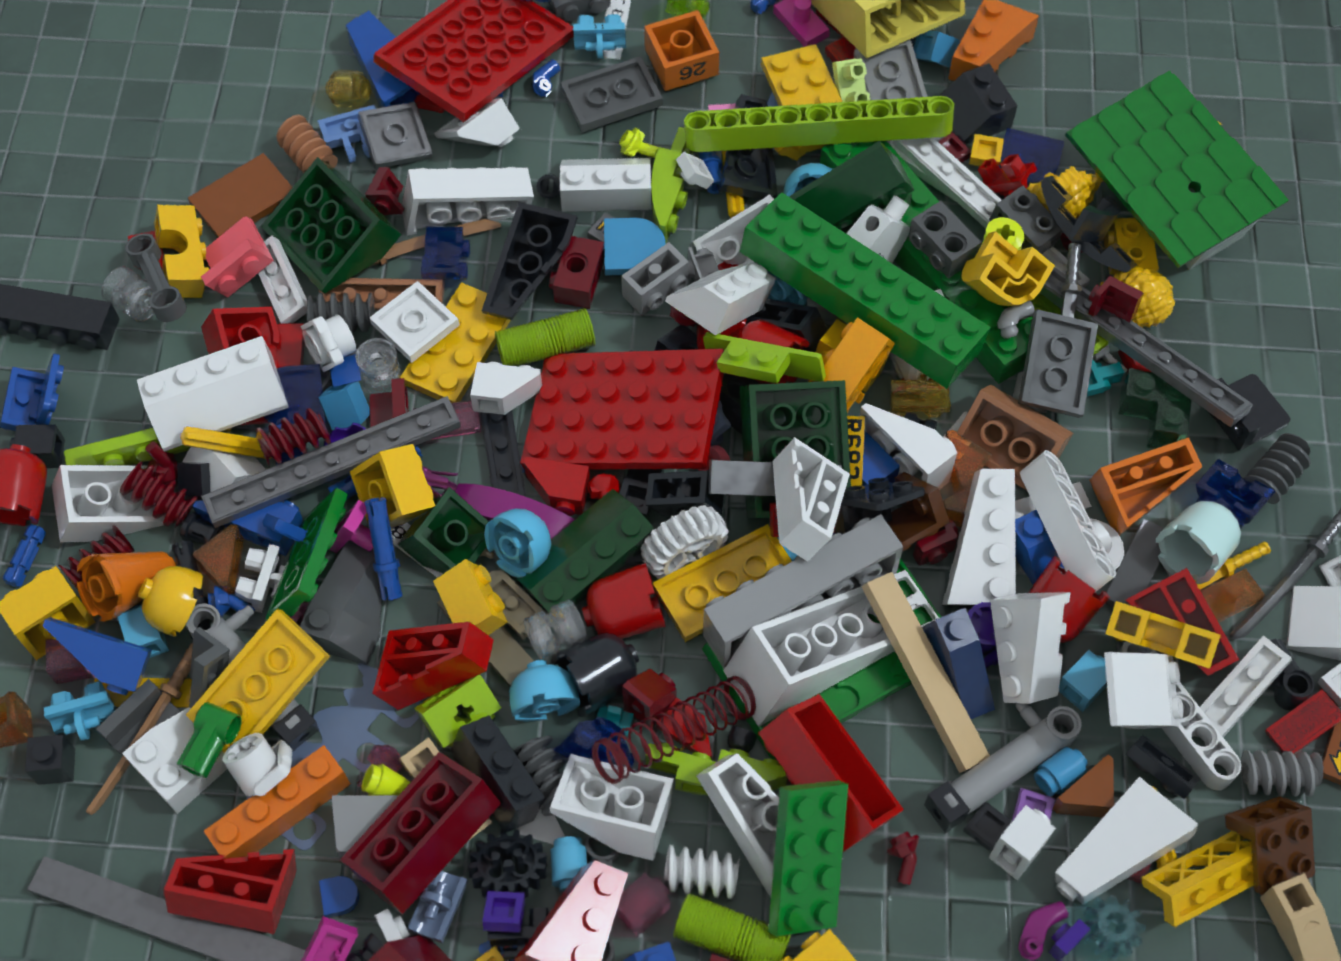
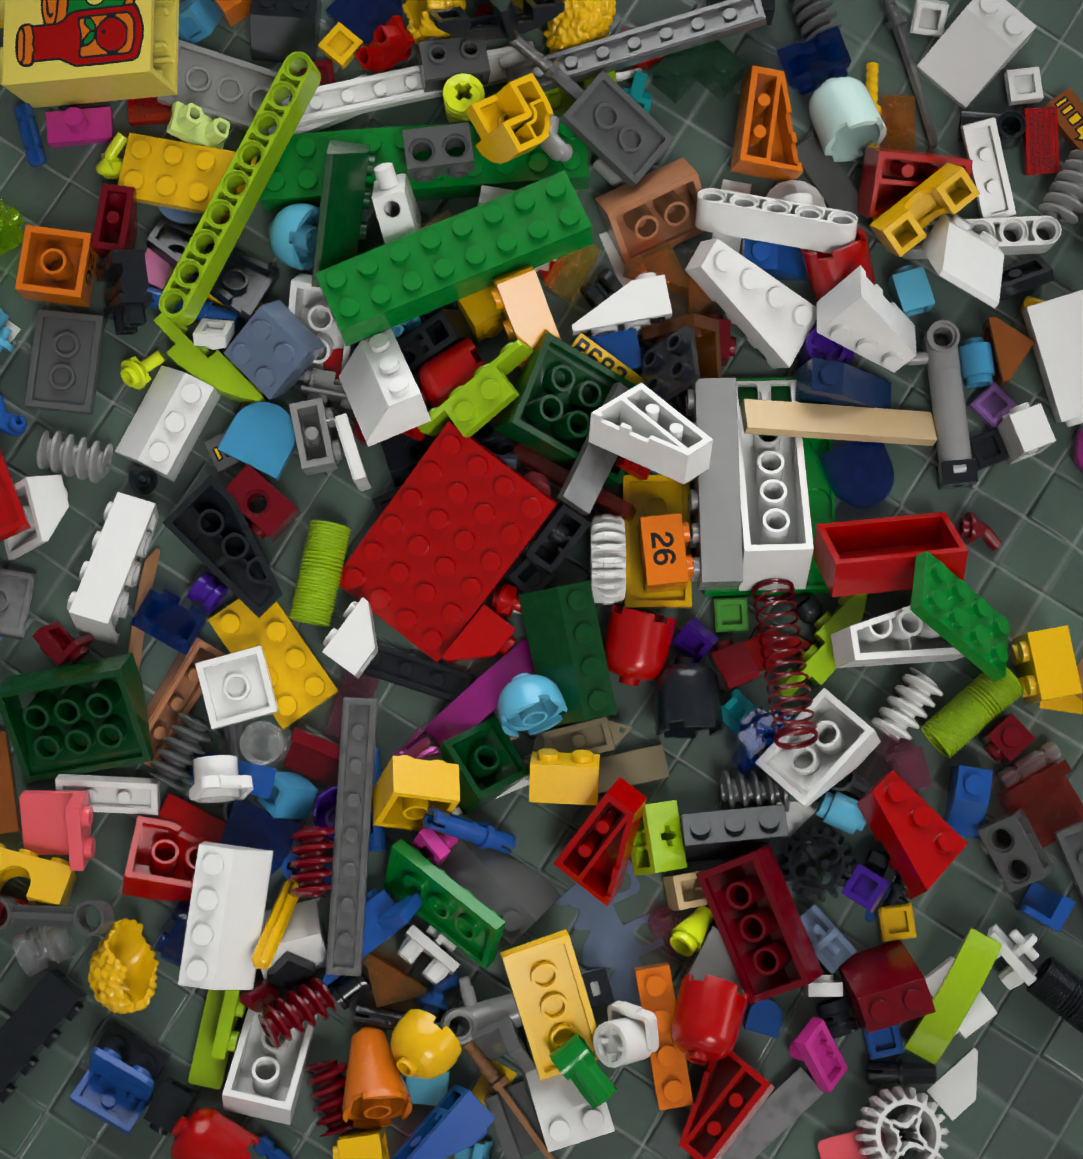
camera: 60 degrees left, 20 degrees up
(73, 401) = (134, 1049): none -> black plate
(138, 352) = (123, 969): none -> yellow piece
(306, 821) = (707, 1018): none -> red cylinder
(482, 270) = (208, 592): none -> dark purple wheel
(540, 131) = (74, 458): none -> light grey piece
(542, 691) = (682, 757): medium azure cylinder -> none
(566, 625) = (637, 717): clear wheel -> none
(653, 313) = (352, 452): none -> white tile
(657, 654) = (695, 640): none -> dark purple plate
(692, 97) = (126, 289): none -> black hips
(697, 677) = (731, 615): none -> bright green tile
(708, 214) = (274, 349): none -> sand blue brick
(712, 572) = (664, 553): none -> orange brick
(736, 501) = (559, 474): none -> clear red tile
(738, 69) = (115, 220): none -> dark red slope
(791, 44) = (110, 163): none -> neon yellow plate
(893, 719) = (859, 473): none -> clear blue tile
(1115, 298) = (585, 36): dark red bracket -> none

